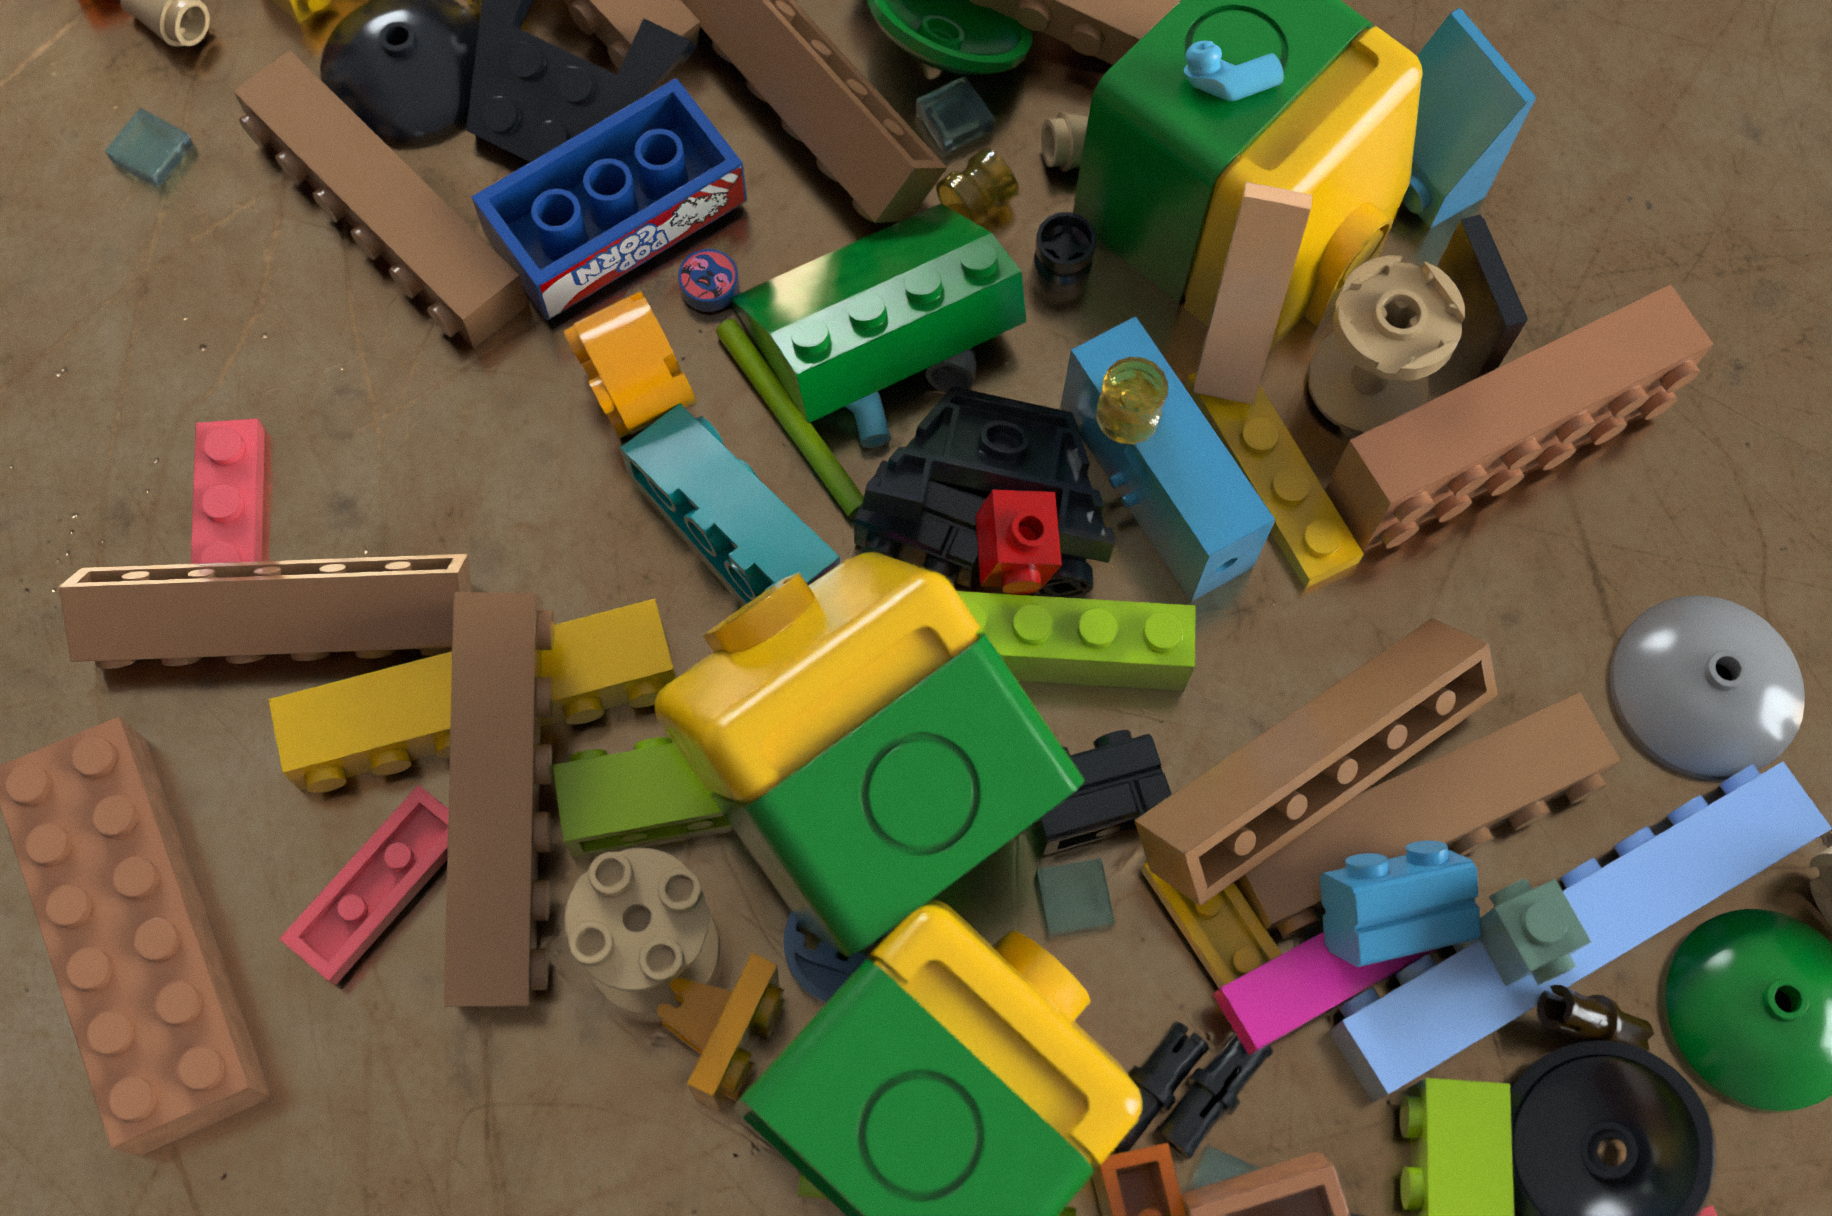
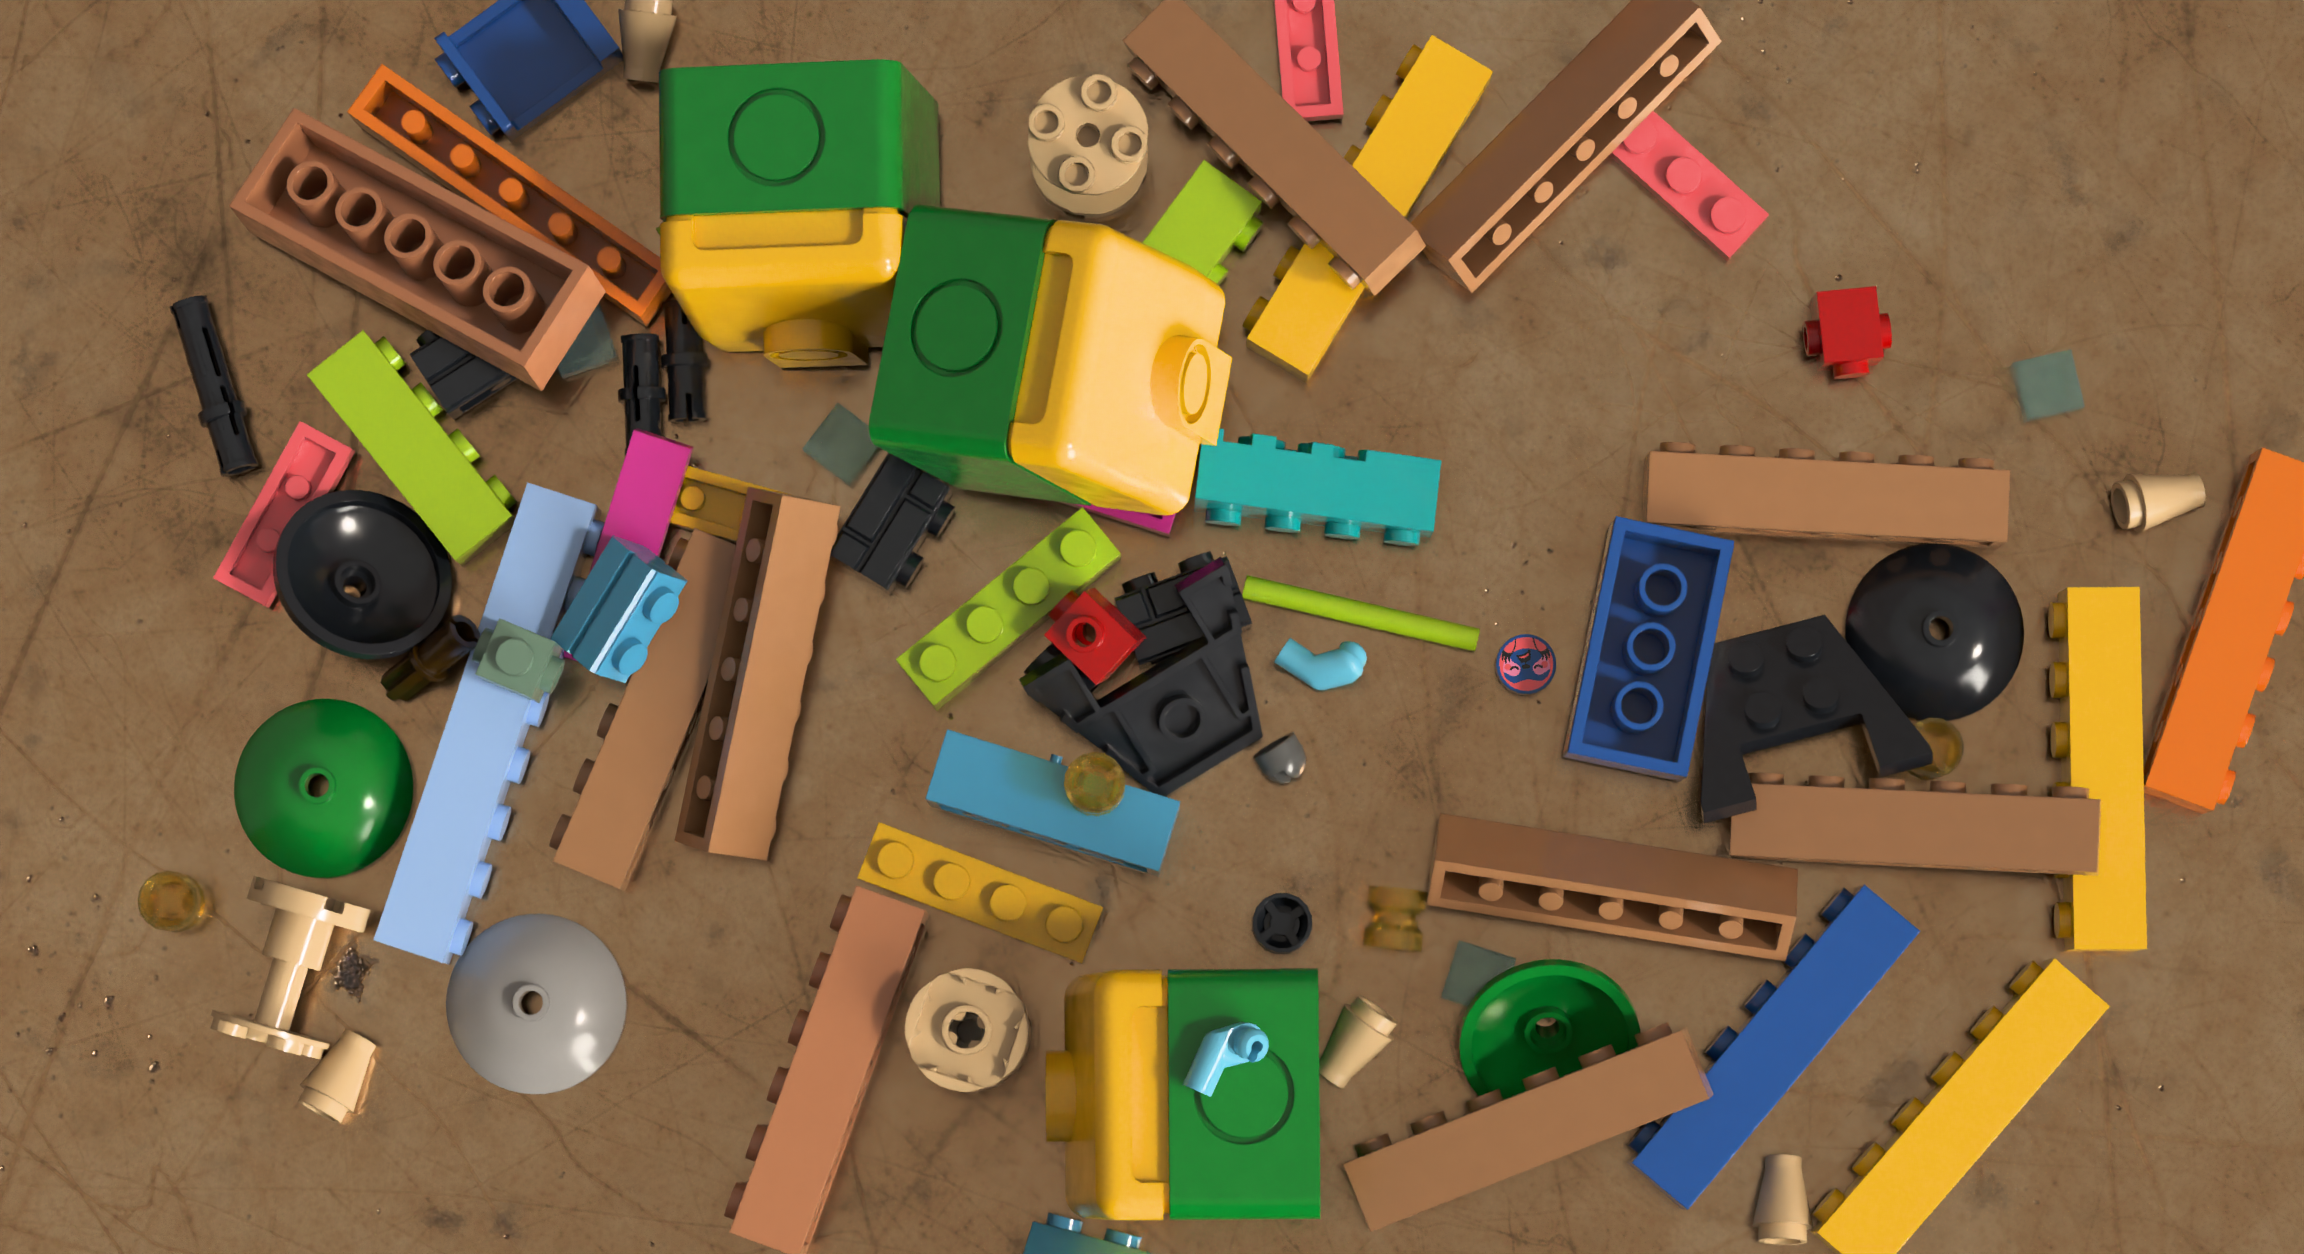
camera: 140 degrees right, 15 degrees up
(235, 292) = (1847, 331): none -> red brick
(630, 364) = (1498, 530): light orange brick -> none
(724, 1026) = (989, 136): light orange plate -> none
(883, 308) = (1374, 745): green slope -> none
(1251, 291) = (1084, 945): light nougat tile -> none
(1490, 300) = (936, 1151): black tile -> none

